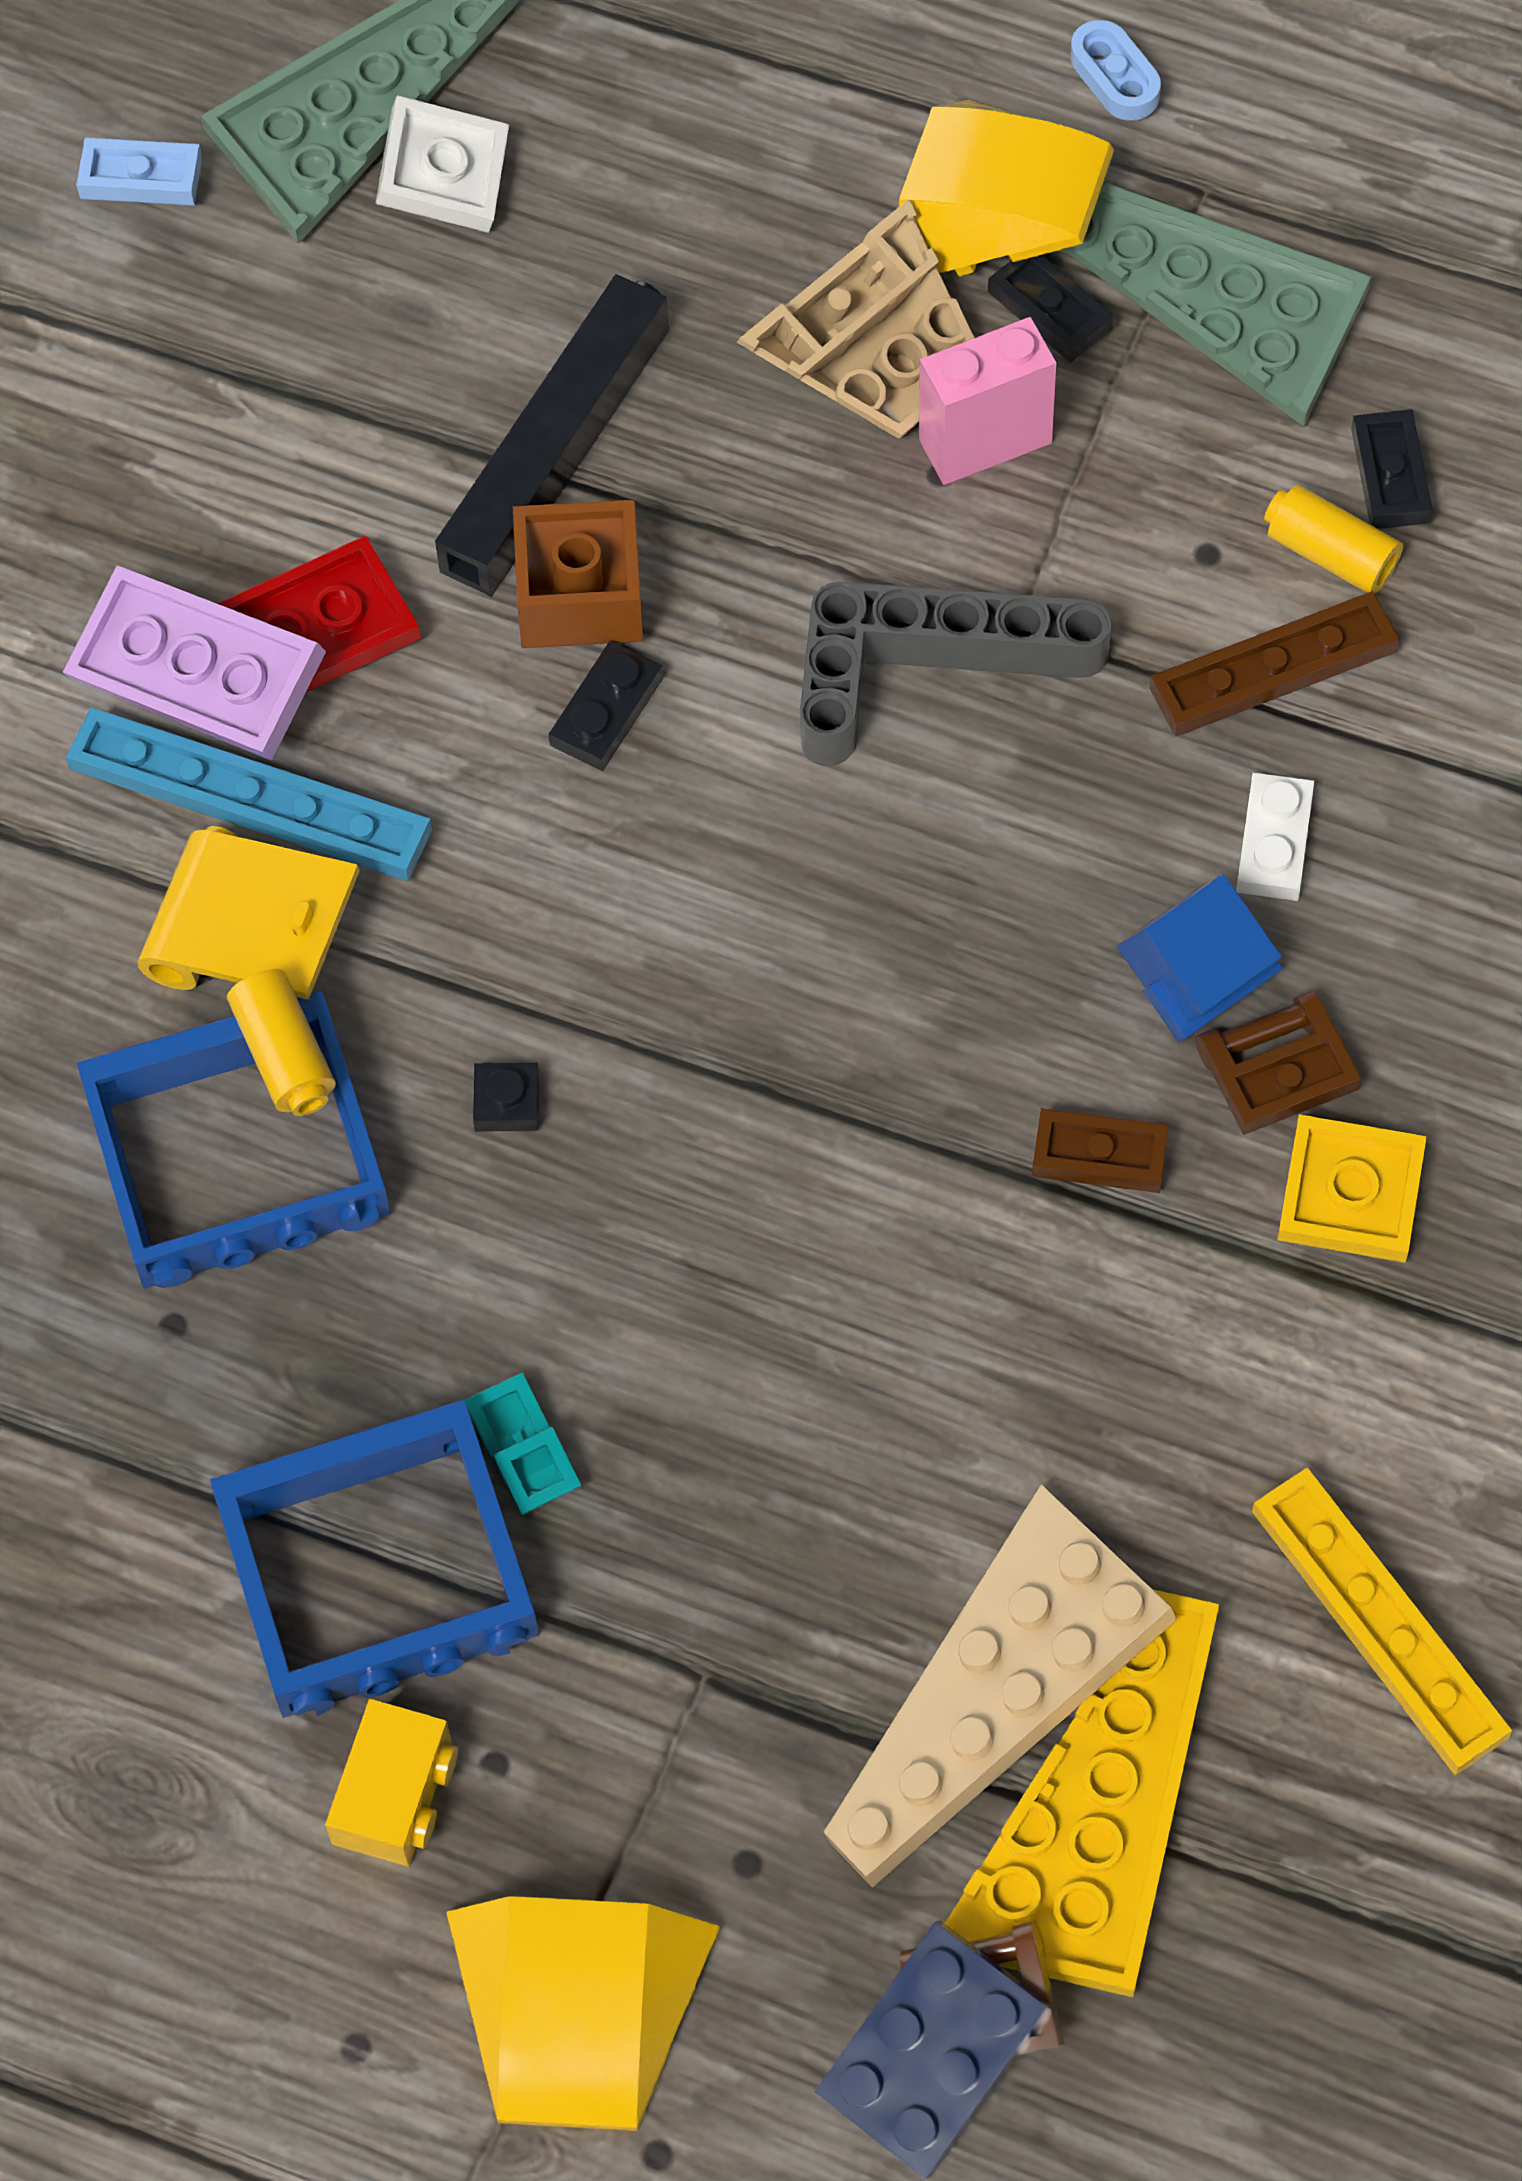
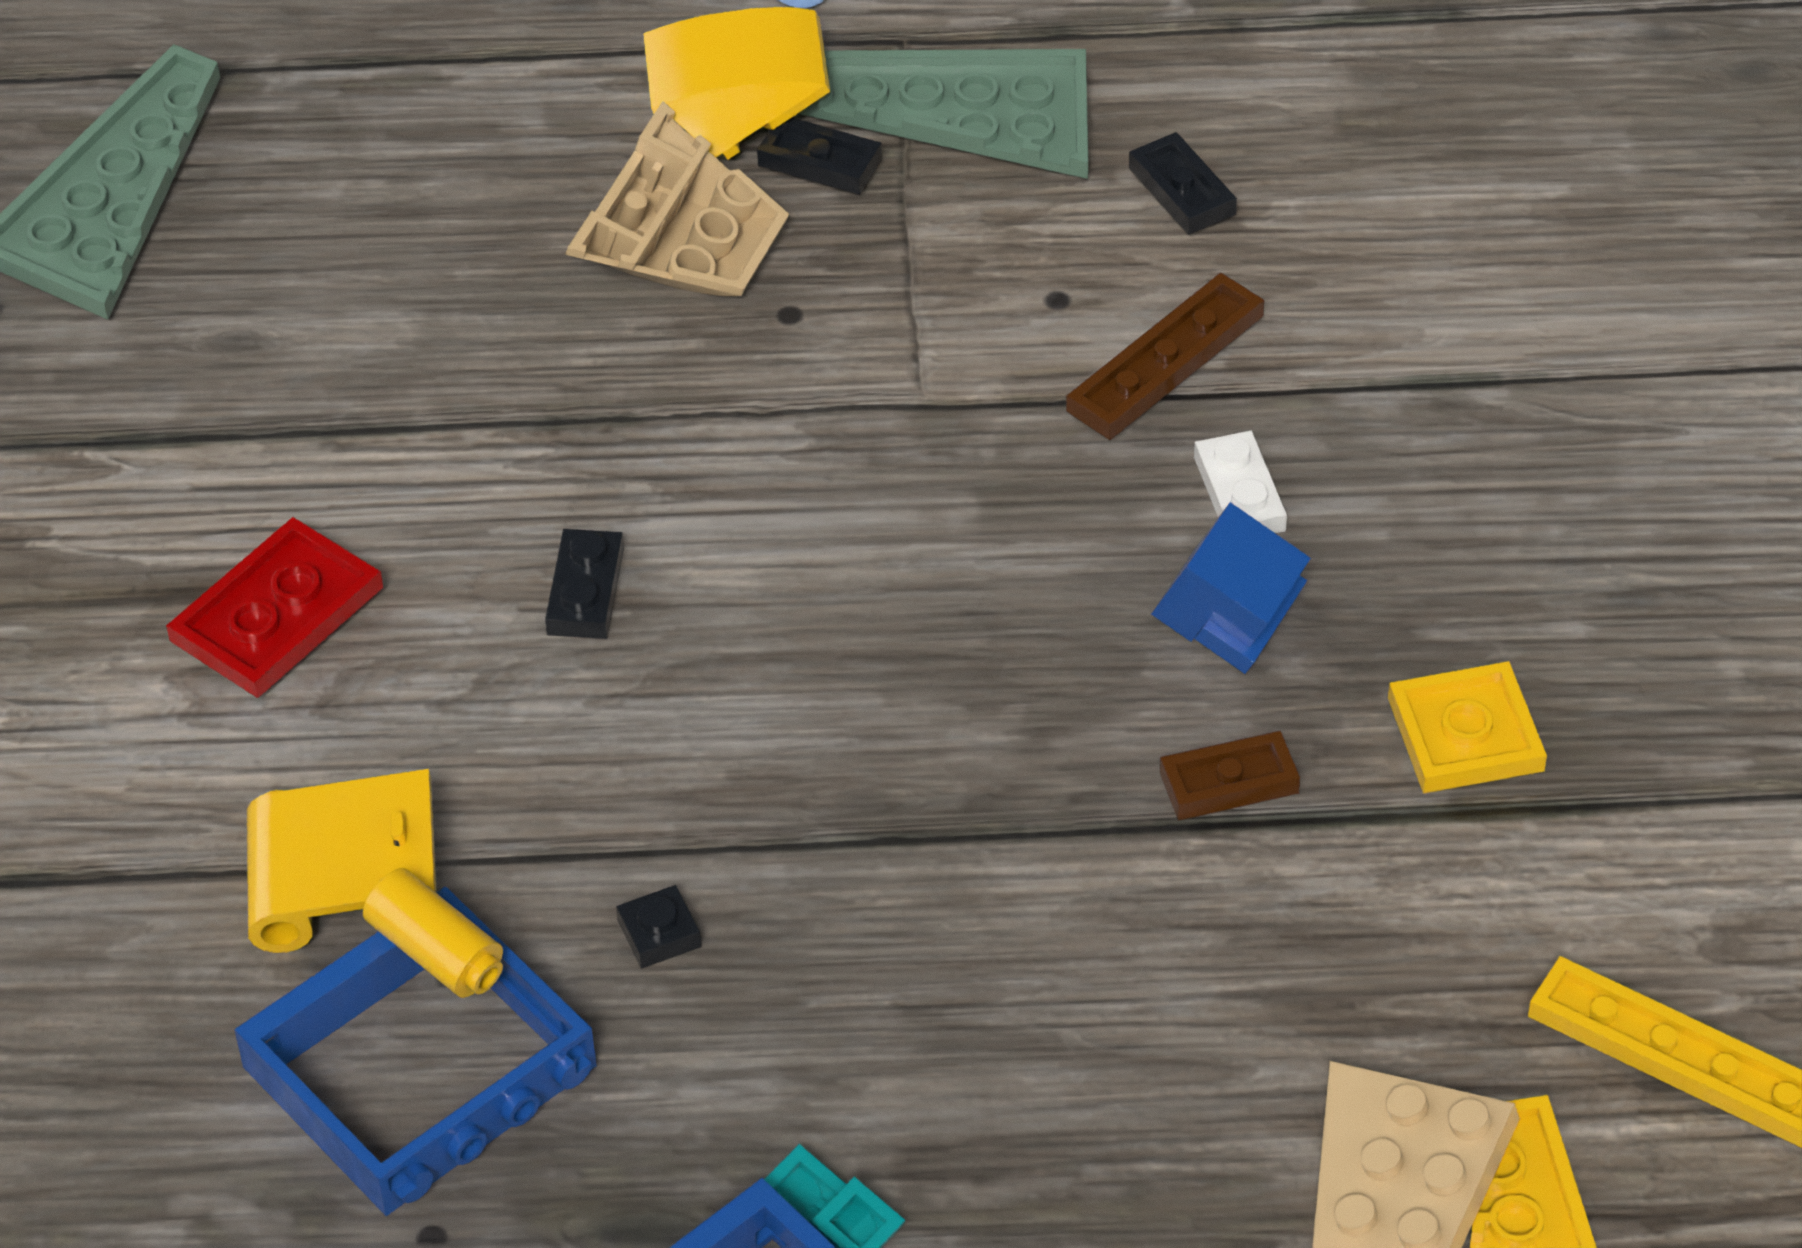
camera: 25 degrees left, 15 degrees down
(194, 662) = (182, 665): lavender plate -> none
(249, 794) = (277, 759): dark azure plate -> none
(442, 164) = (216, 212): white plate -> none
(554, 431) = (426, 389): black brick -> none
(577, 574) = (512, 480): dark orange slope -> none
(932, 644) = (856, 423): dark grey beam -> none
(986, 400) = (813, 228): bright pink brick -> none
(1287, 1077) = (1357, 664): reddish brown plate -> none
(1332, 538) = (1162, 246): yellow brick -> none

